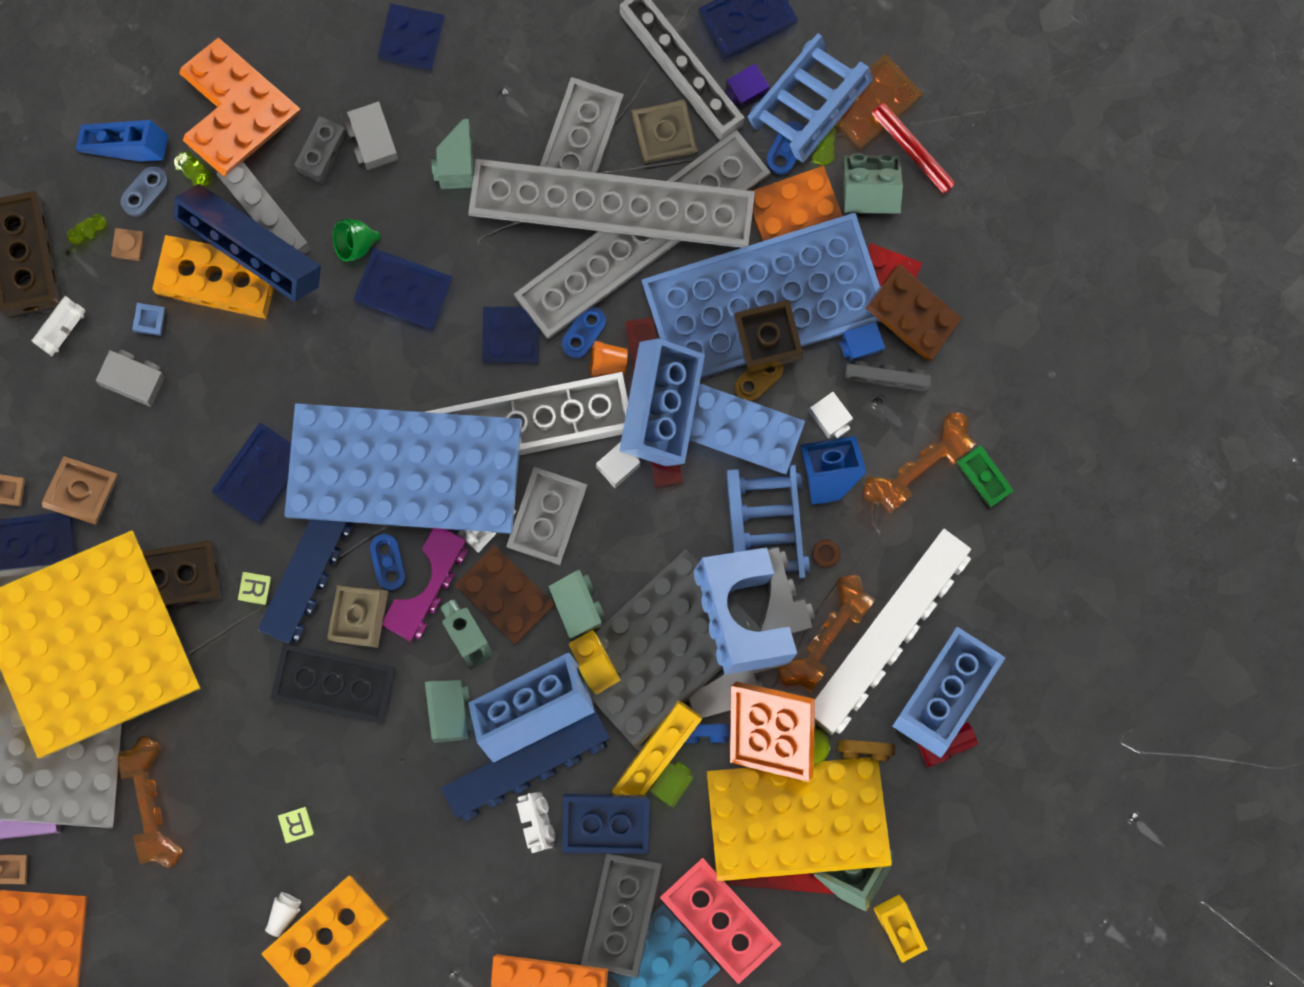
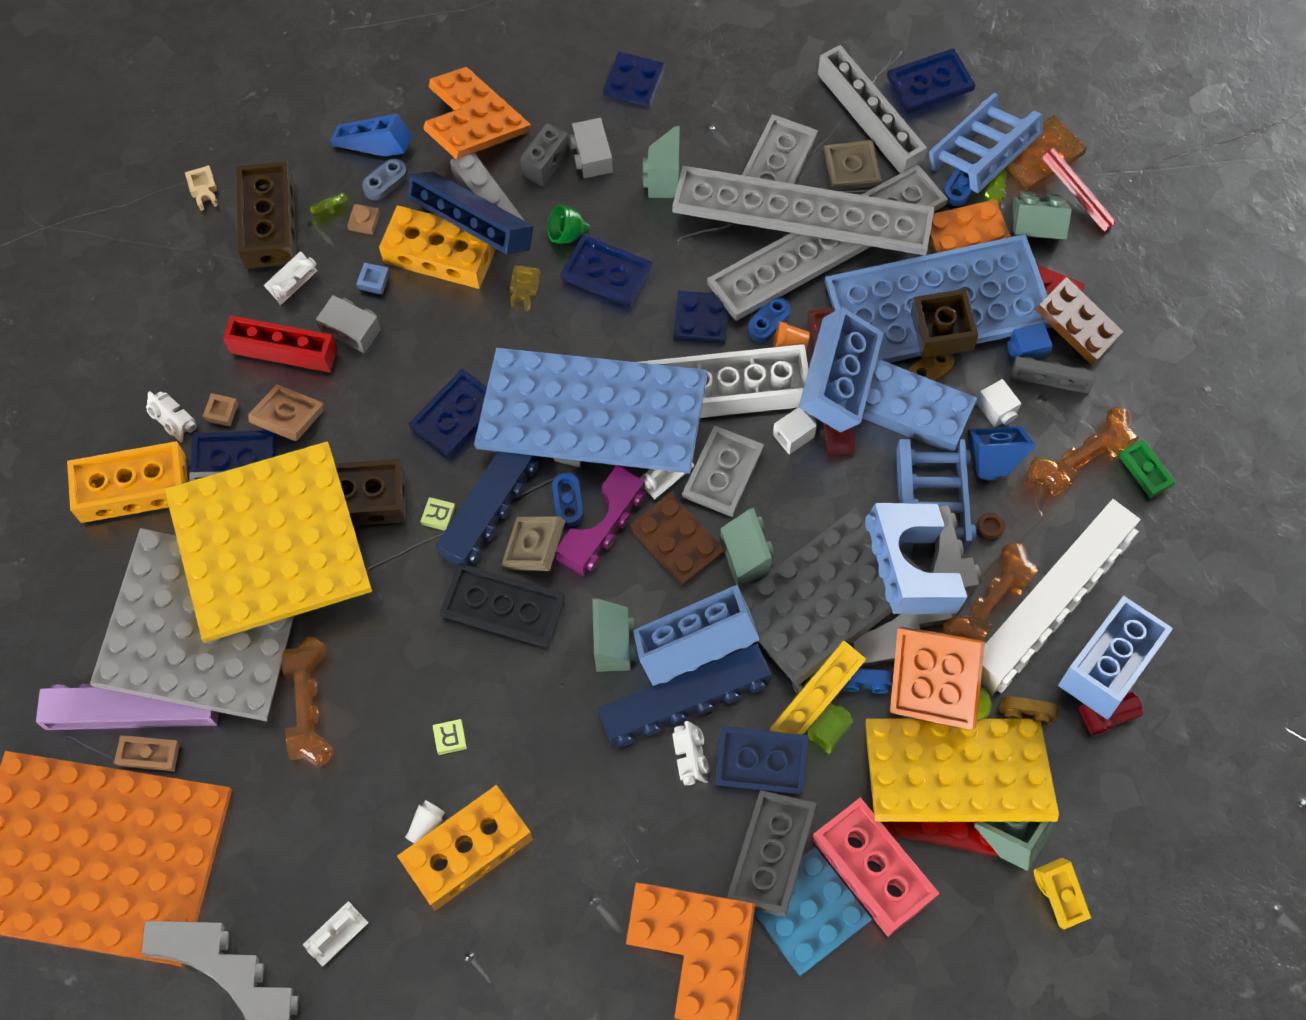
camera: 10 degrees right, 15 degrees down
(61, 411) = (280, 343): none -> red brick
(191, 168) = (428, 162): clear neon green piece -> none
(315, 309) = (524, 283): none -> clear yellow plate
(468, 641) = (637, 569): sand green torso -> none
(594, 662) = (761, 601): yellow plate -> none
(746, 87) = (930, 129): dark purple brick -> none

